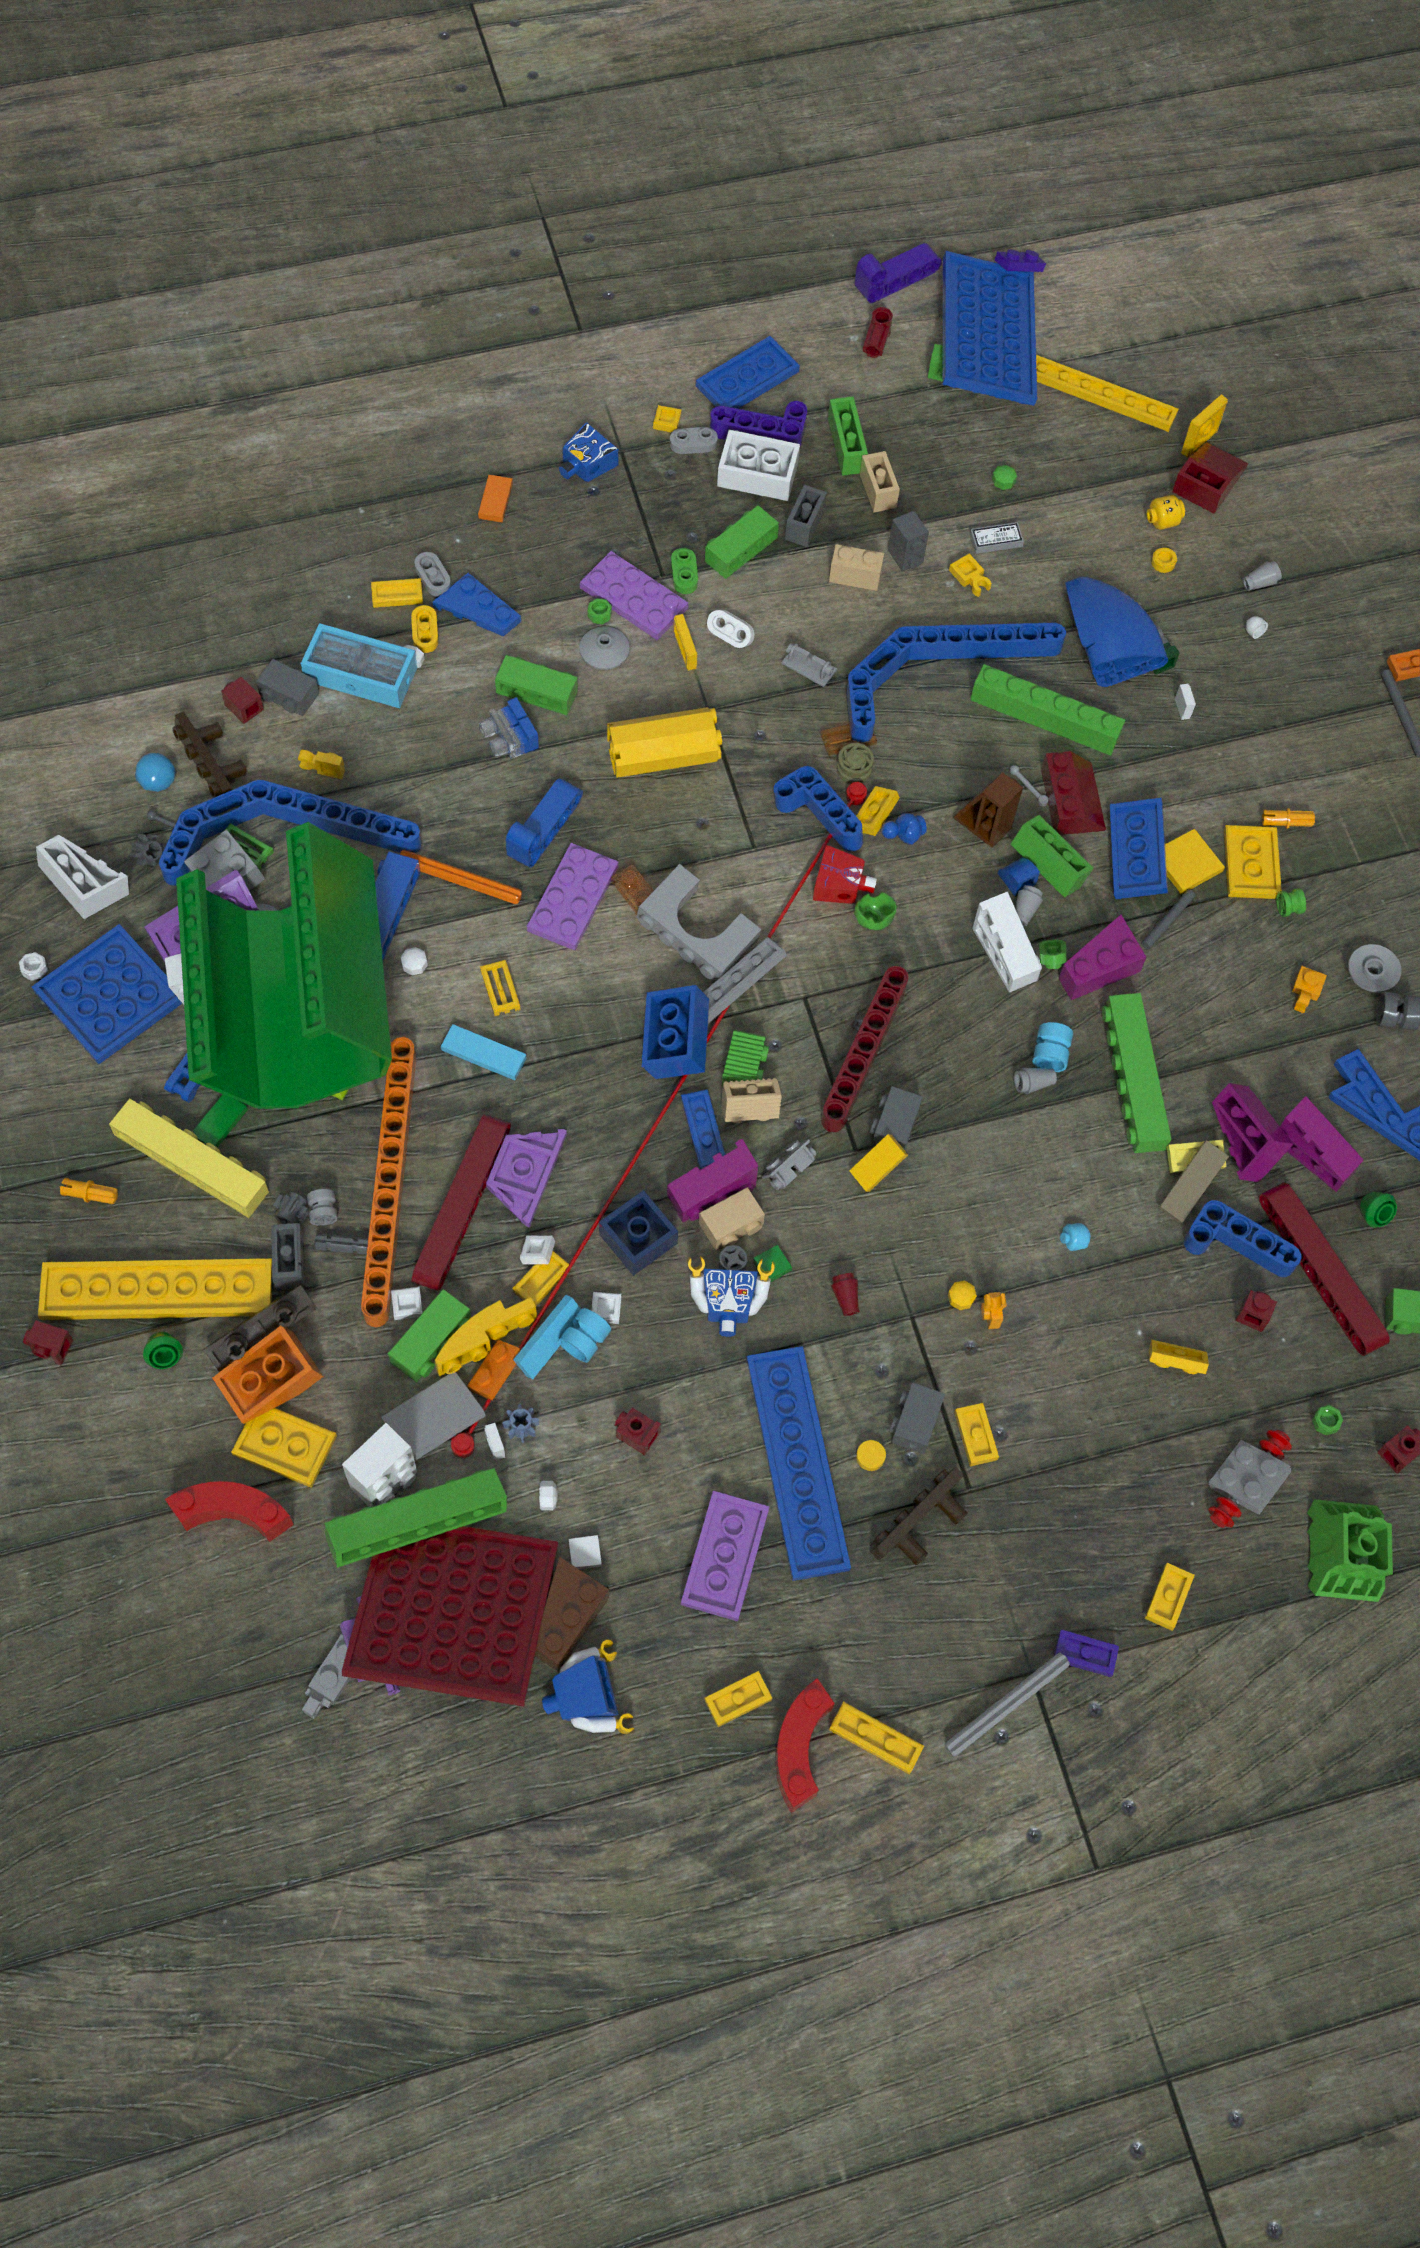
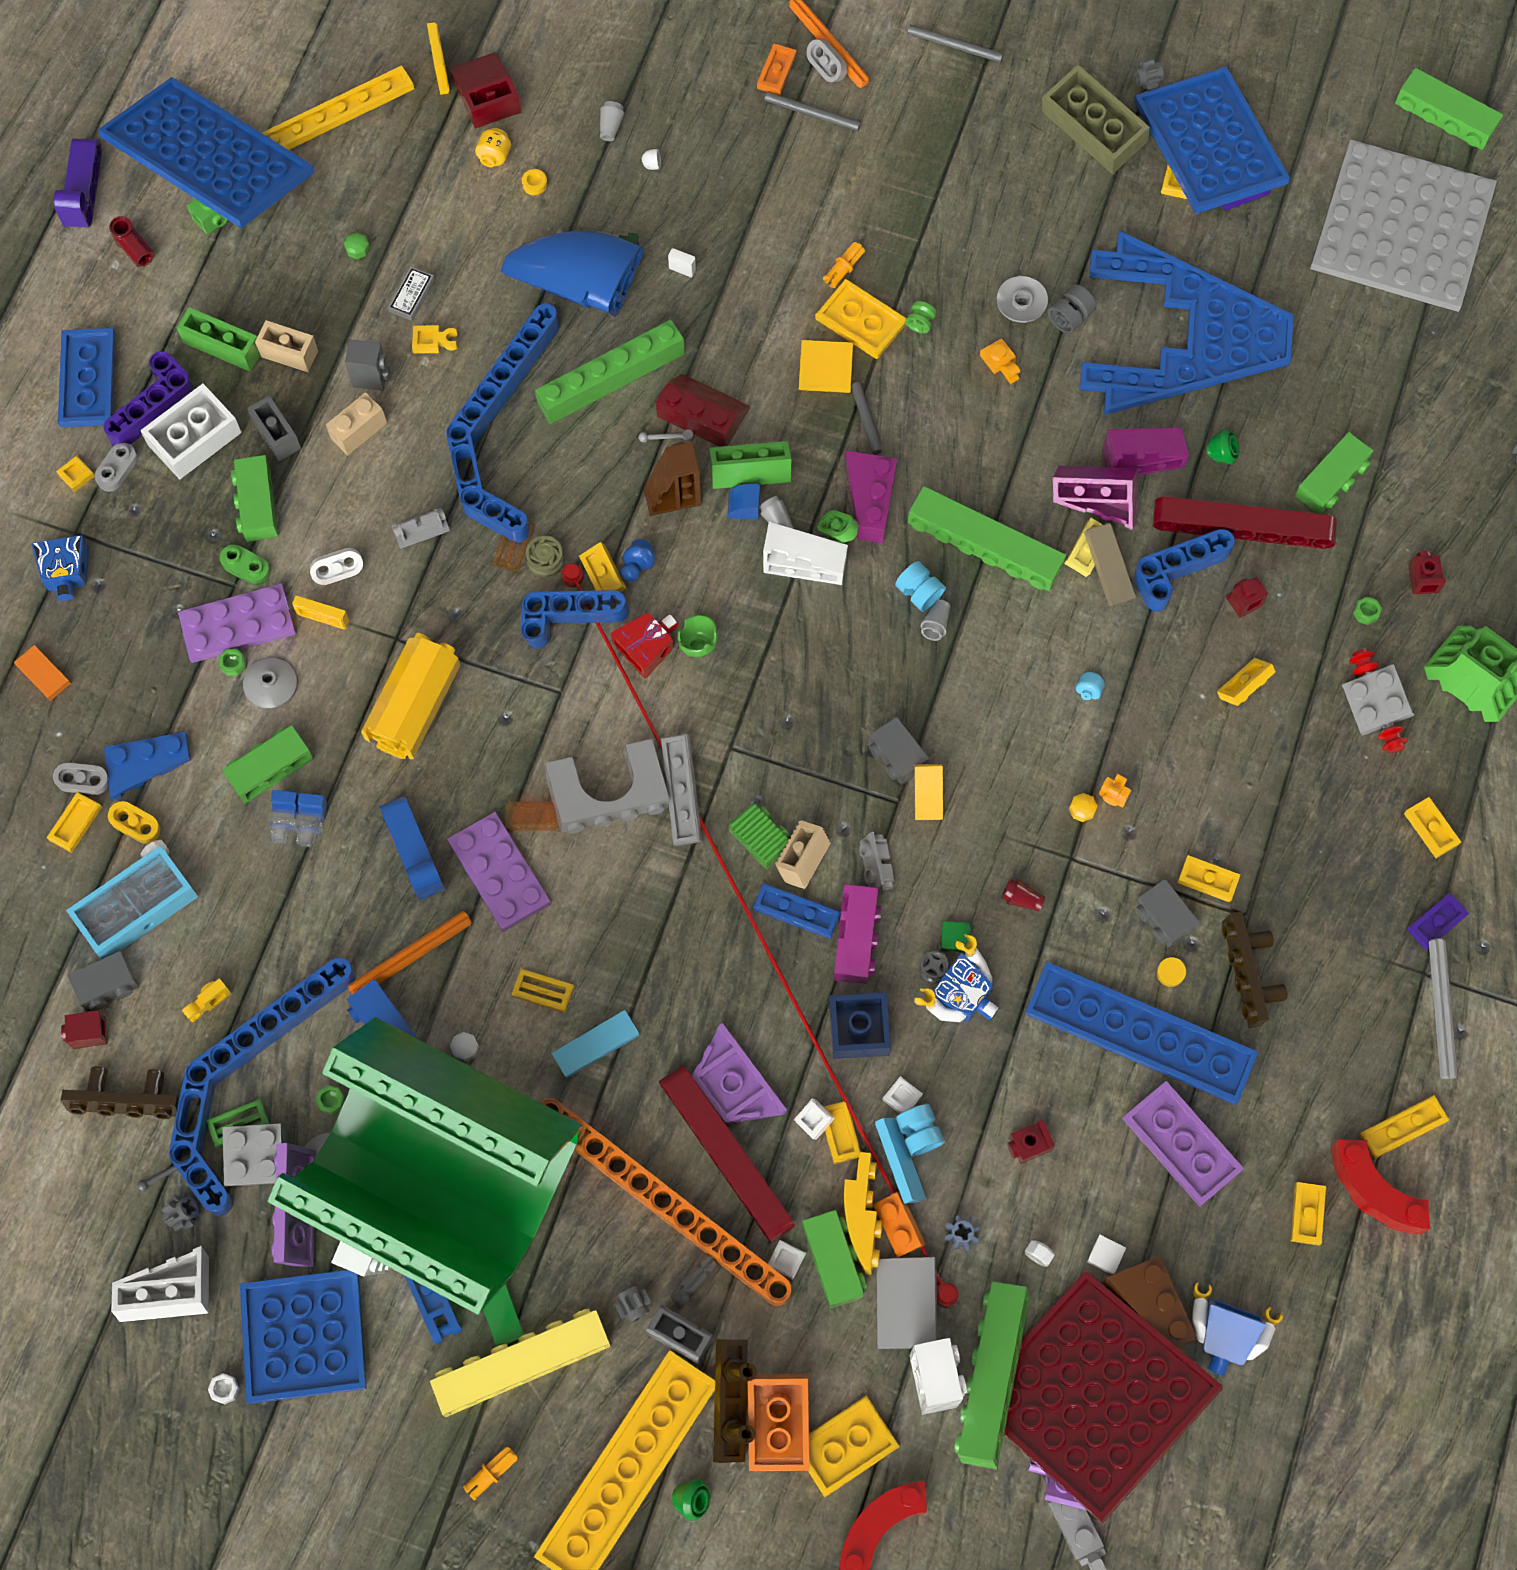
camera: 50 degrees left, 5 degrees up
(155, 772) = (100, 1155): dark azure hair -> none
(322, 1207) = (649, 1276): light grey wheel -> none
(494, 1441) = (964, 1266): white tile -> none
(675, 1032) = (698, 872): blue brick -> none
(732, 1219) = (896, 942): tan brick -> none
(863, 1059) = (818, 744): dark red beam -> none
(1020, 261) = (153, 79): dark purple plate -> none
(1138, 848) = (790, 394): blue plate -> none

